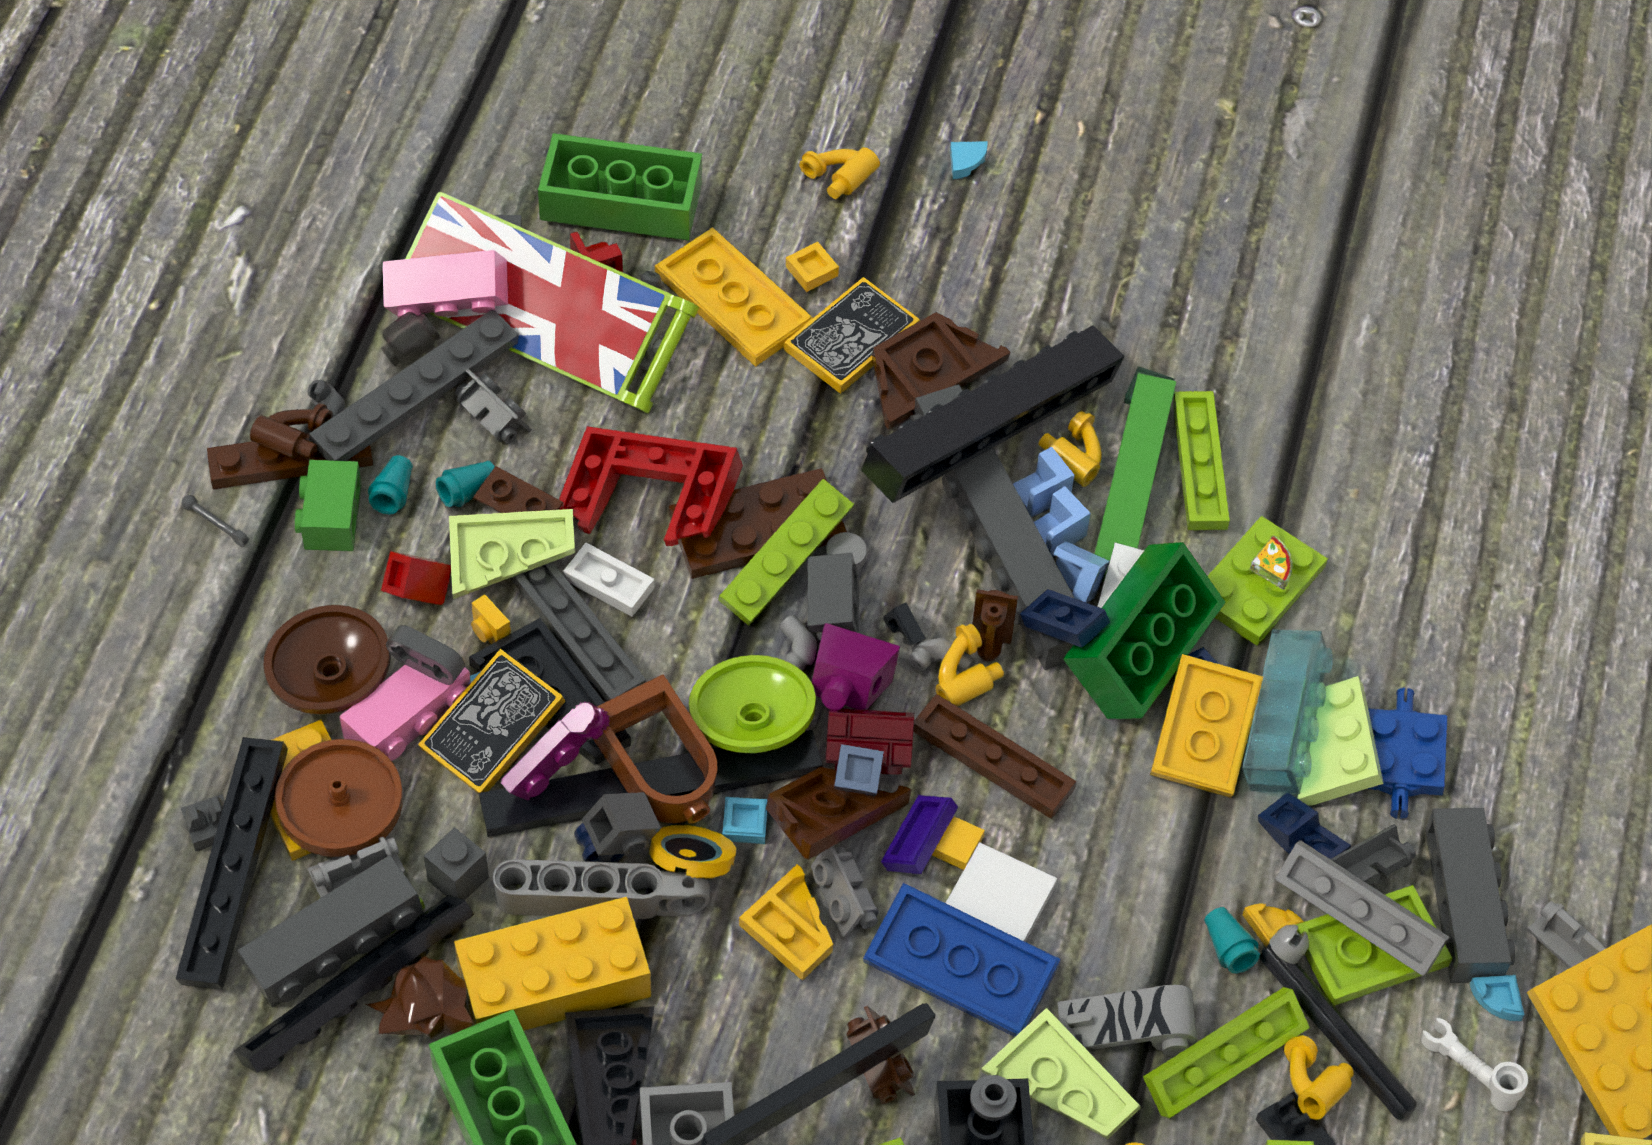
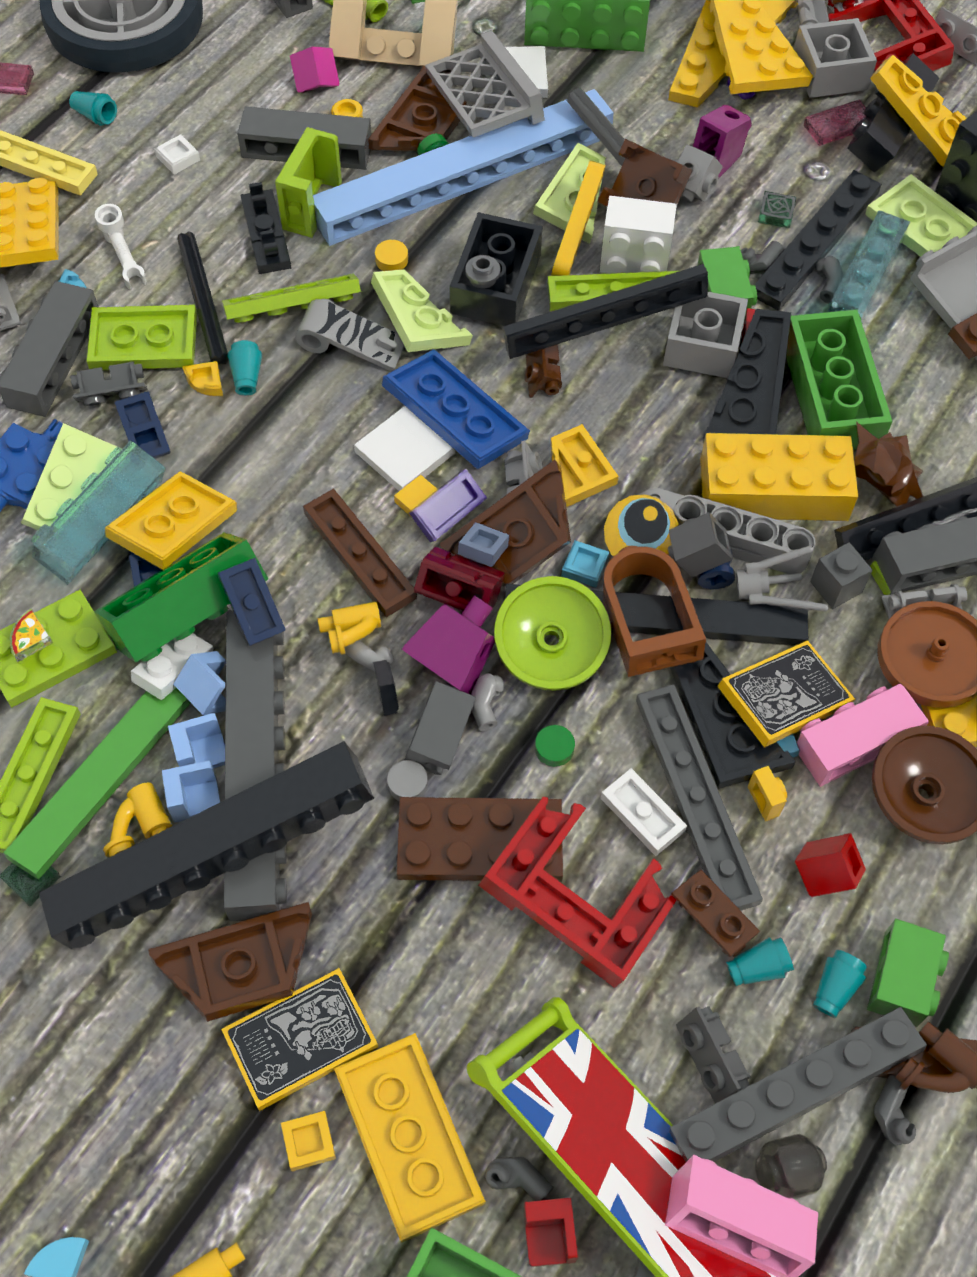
camera: 160 degrees left, 5 degrees up
(425, 654) = (844, 741): dark grey beam -> none
(505, 545) = (747, 857): yellowish green wing -> none
(551, 832) = (753, 582): none -> light grey plant
(555, 750) = (741, 616): magenta hinge -> none
(714, 622) = (554, 745): none -> green tile
(785, 552) = (466, 783): lime plate -> none
(994, 620) = (309, 643): reddish brown hinge -> none
(1289, 943) = (205, 343): light grey hinge -> none
(1326, 1090) = (239, 253): yellow plant -> none
(1362, 908) = (140, 340): light grey plate -> none

